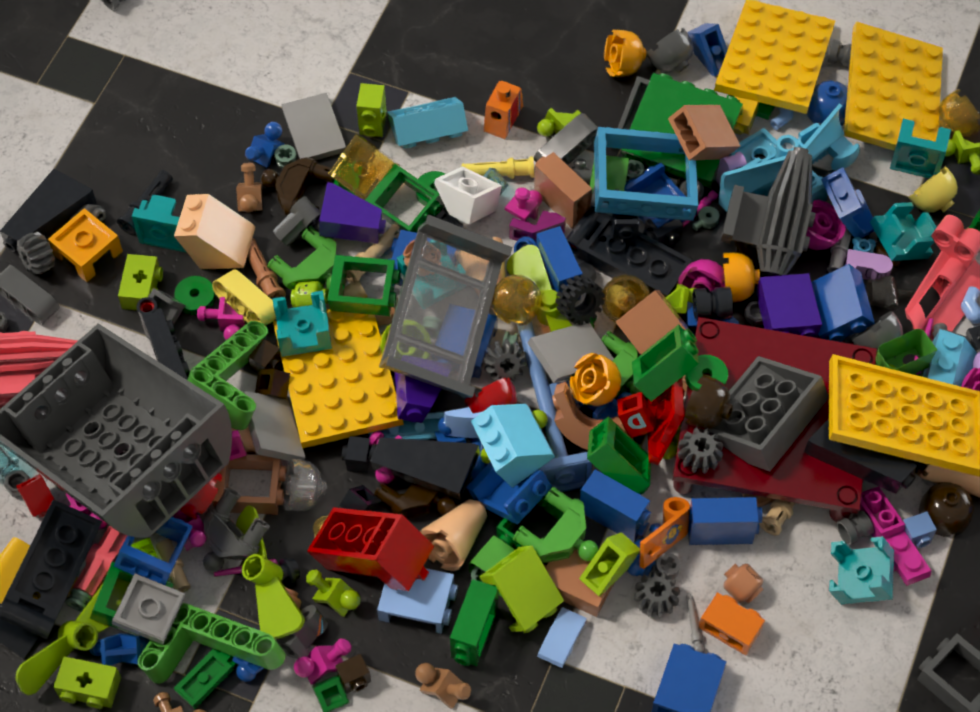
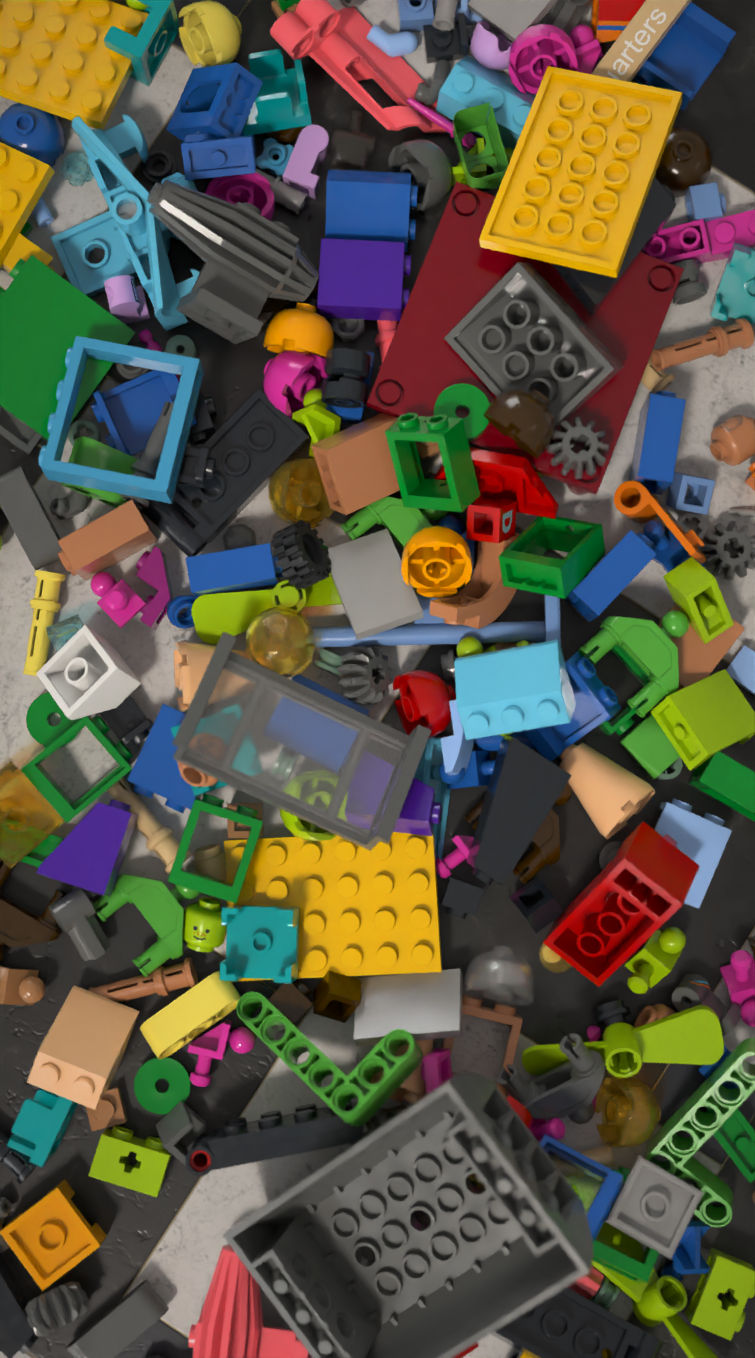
camera: 80 degrees left, 25 degrees up
(174, 264) = (109, 1110): none -> medium nougat plate
(216, 591) = (627, 1110): none -> clear yellow cylinder
(685, 552) = (699, 493): none -> medium blue plate
(704, 132) = (80, 320): nougat brick -> none
(814, 554) = (716, 342): none -> nougat pin
(887, 198) = (215, 107): none -> blue panel

